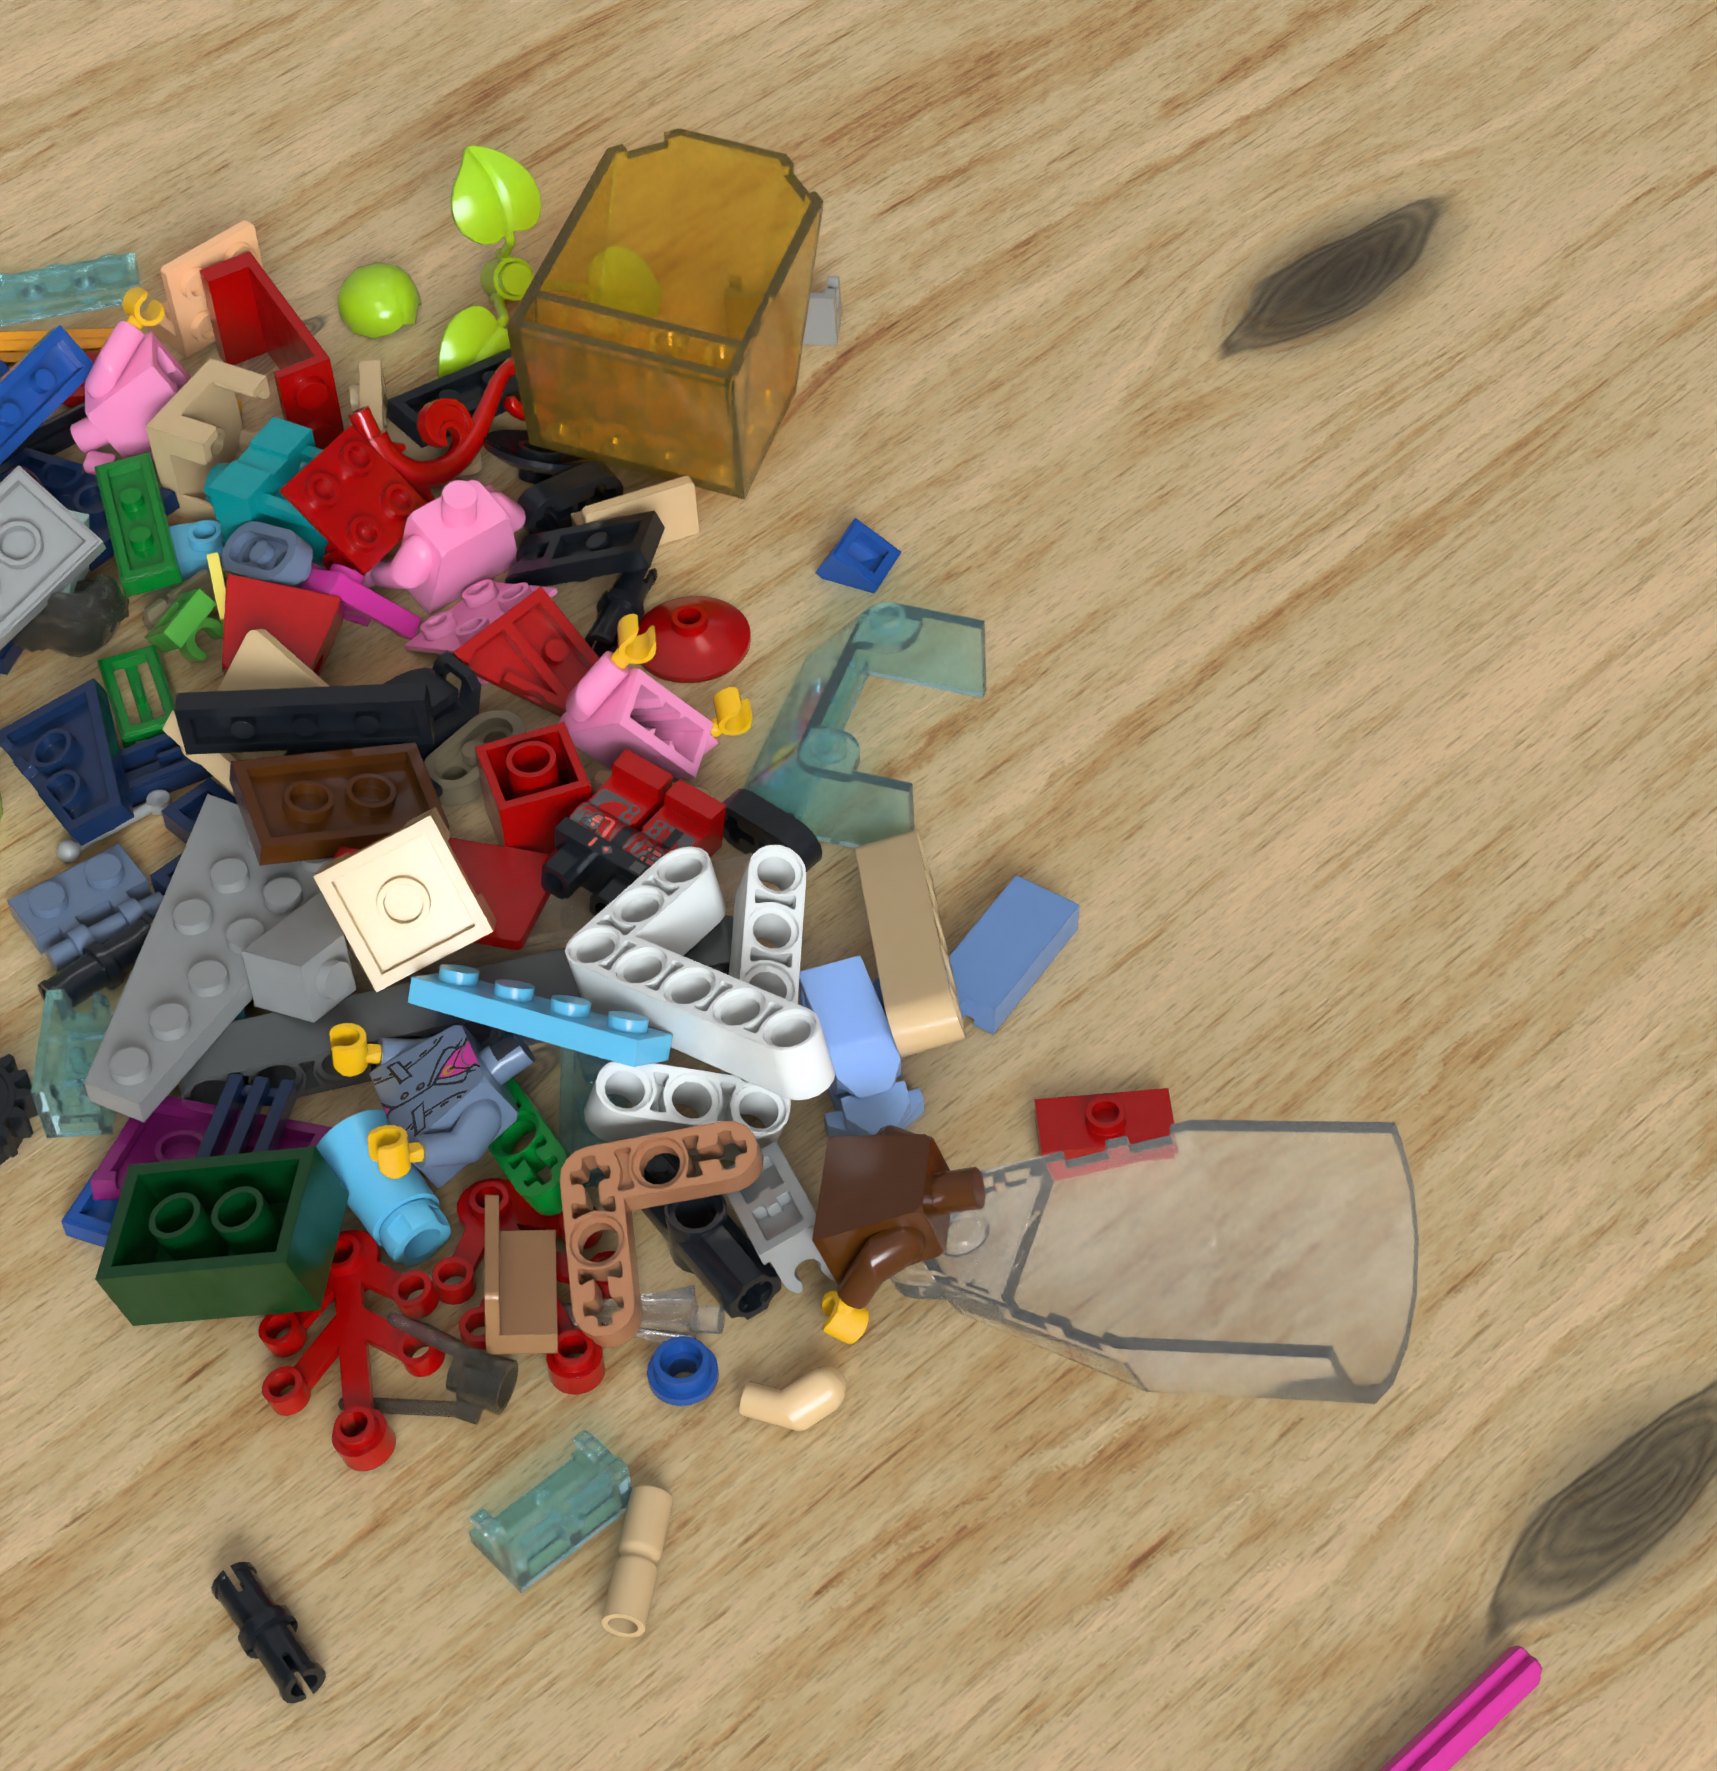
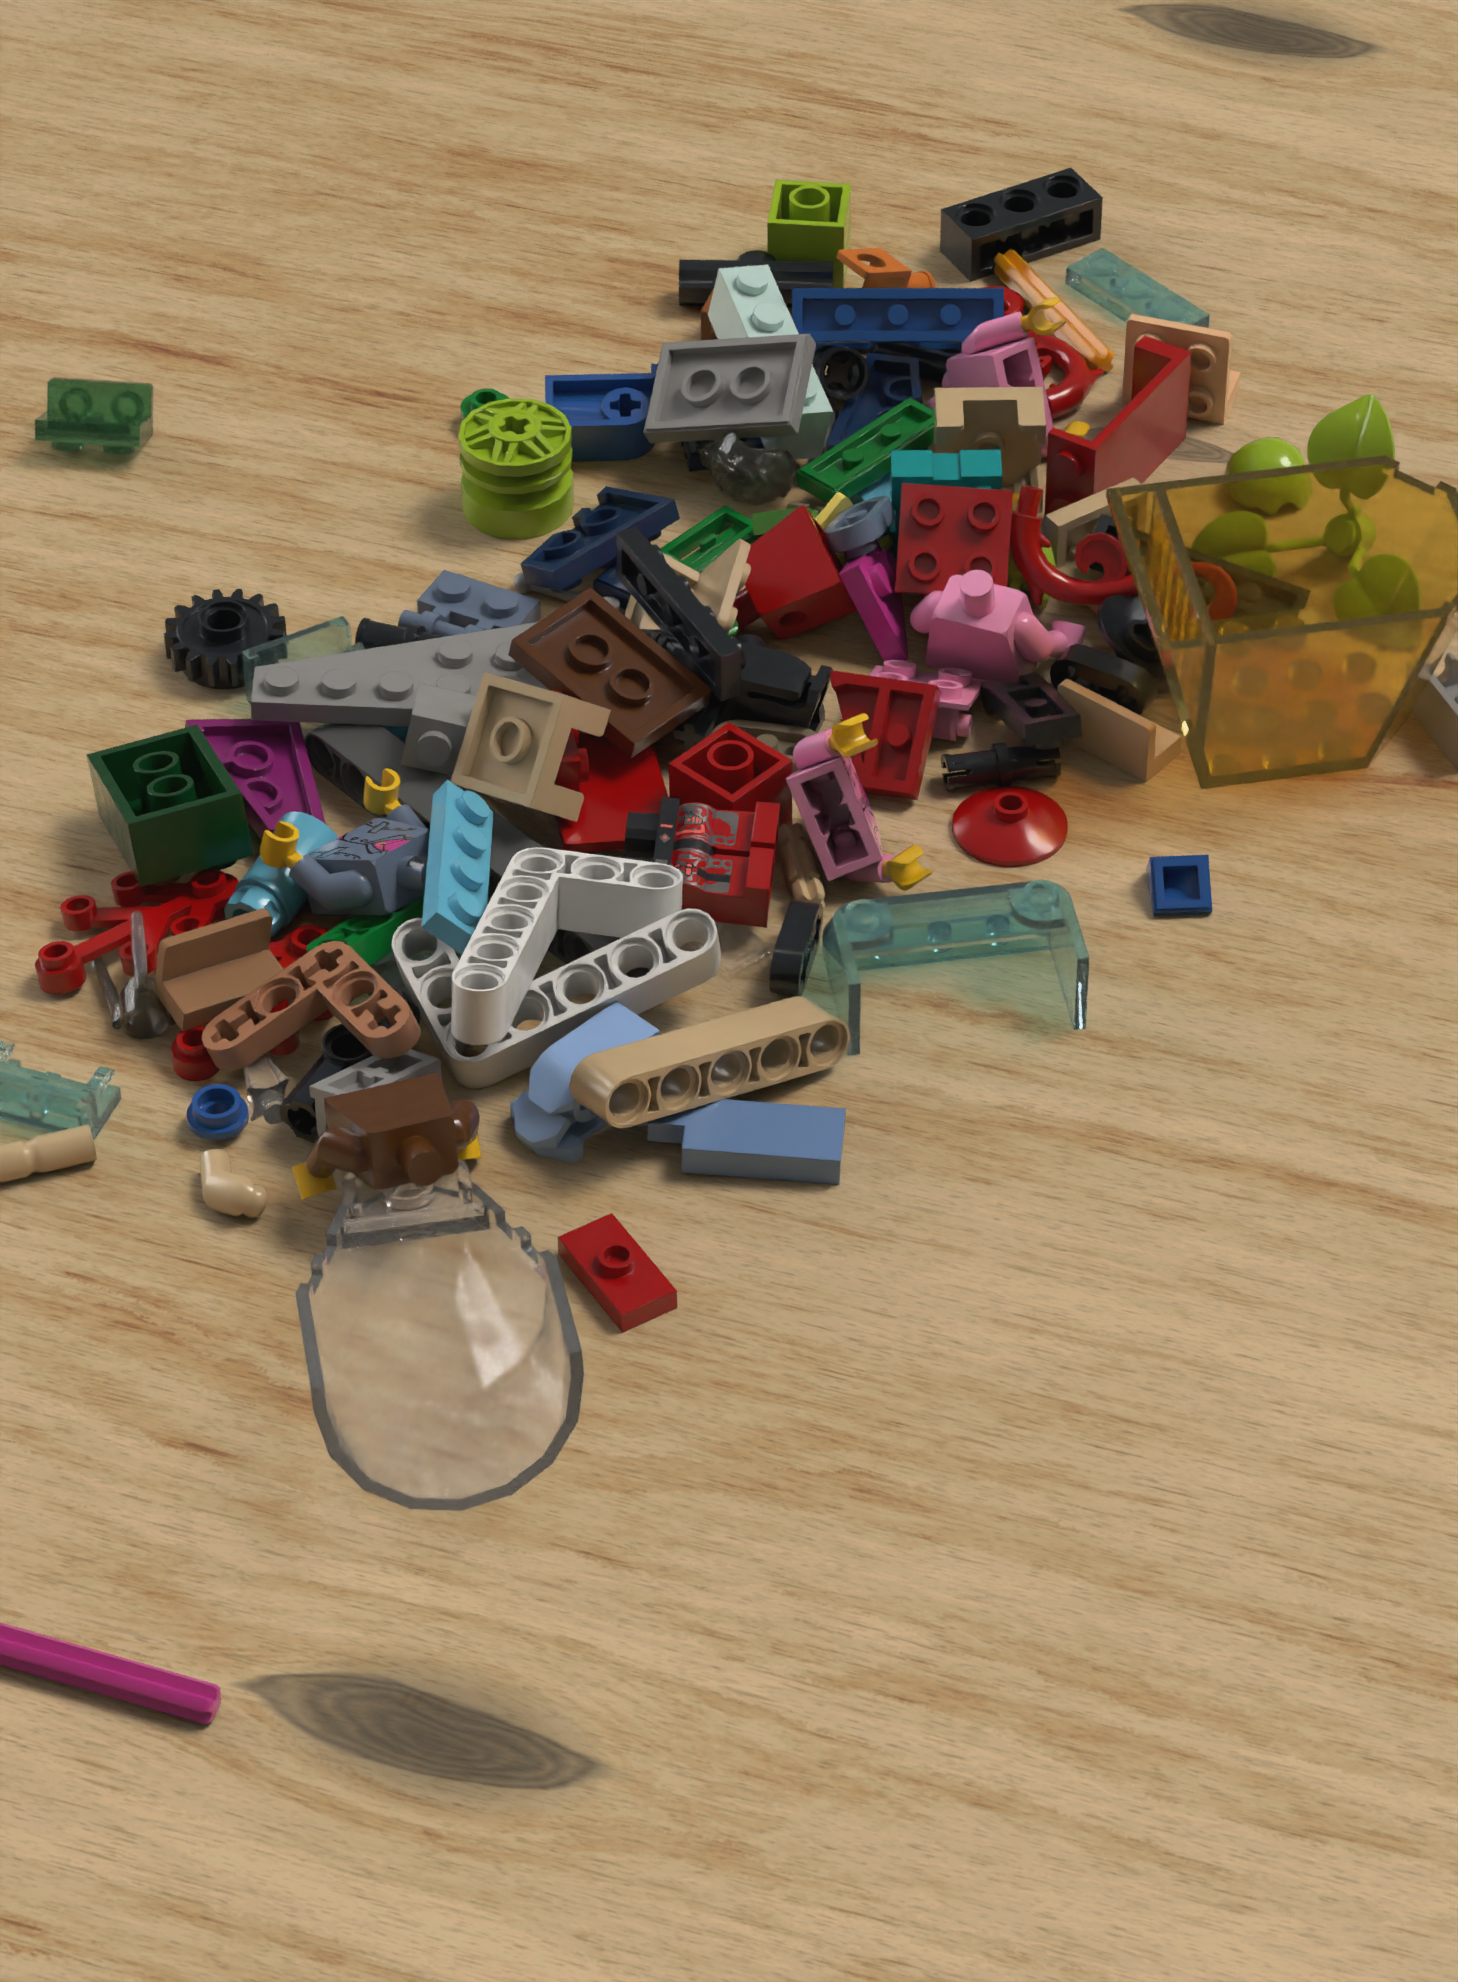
camera: 60 degrees right, 5 degrees down
(253, 1098) = (286, 776): dark blue tile -> none

